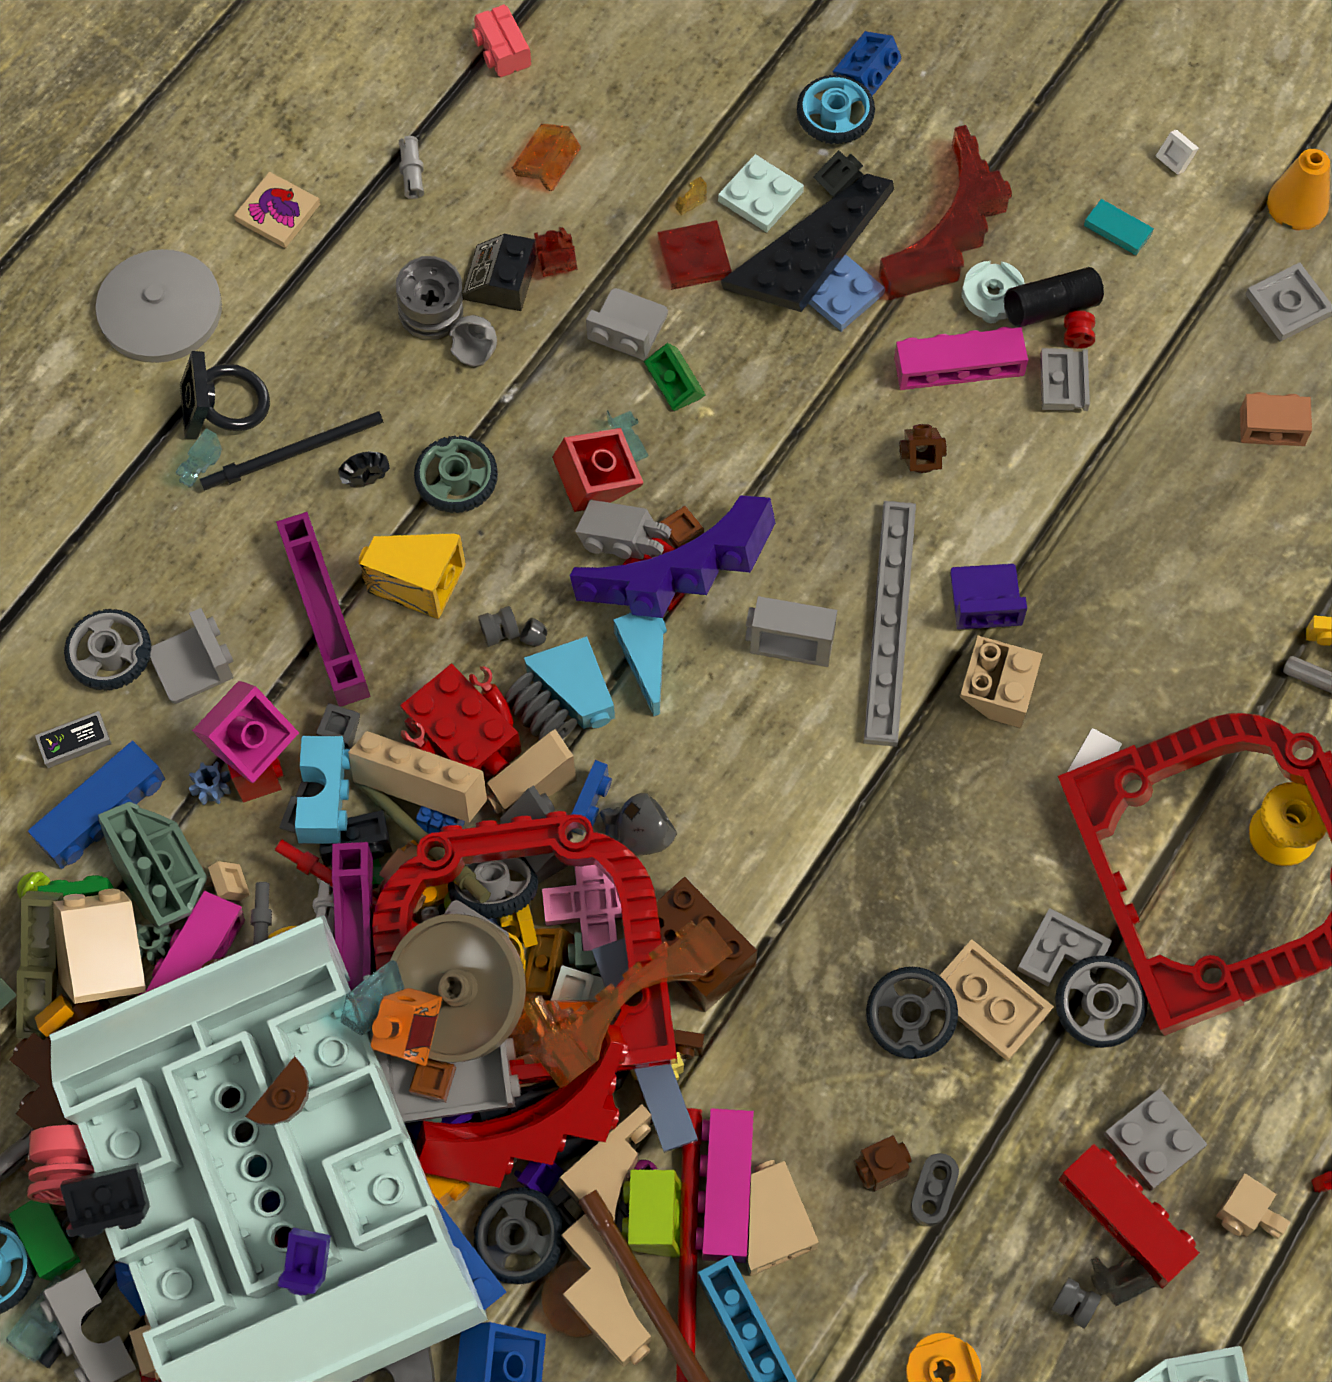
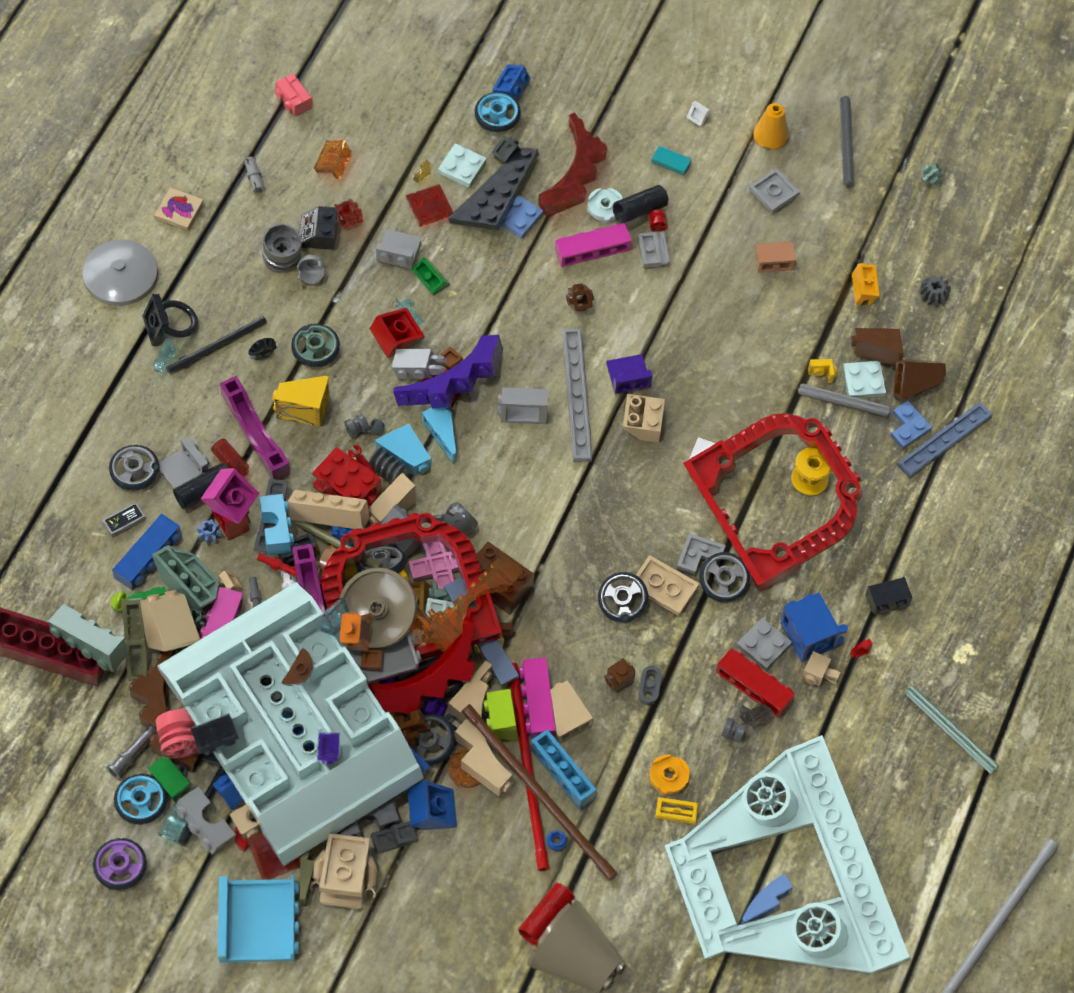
camera: 15 degrees left, 5 degrees down
(54, 1015) = (150, 663): light orange tile -> none
(188, 710) = (190, 492): none -> black piece
(273, 656) = (226, 453): none -> clear red brick
(482, 1217) = (413, 727): none -> reddish brown hips
(596, 785) = (427, 504): blue plate -> none
(1248, 1124) = (811, 626): none -> blue container

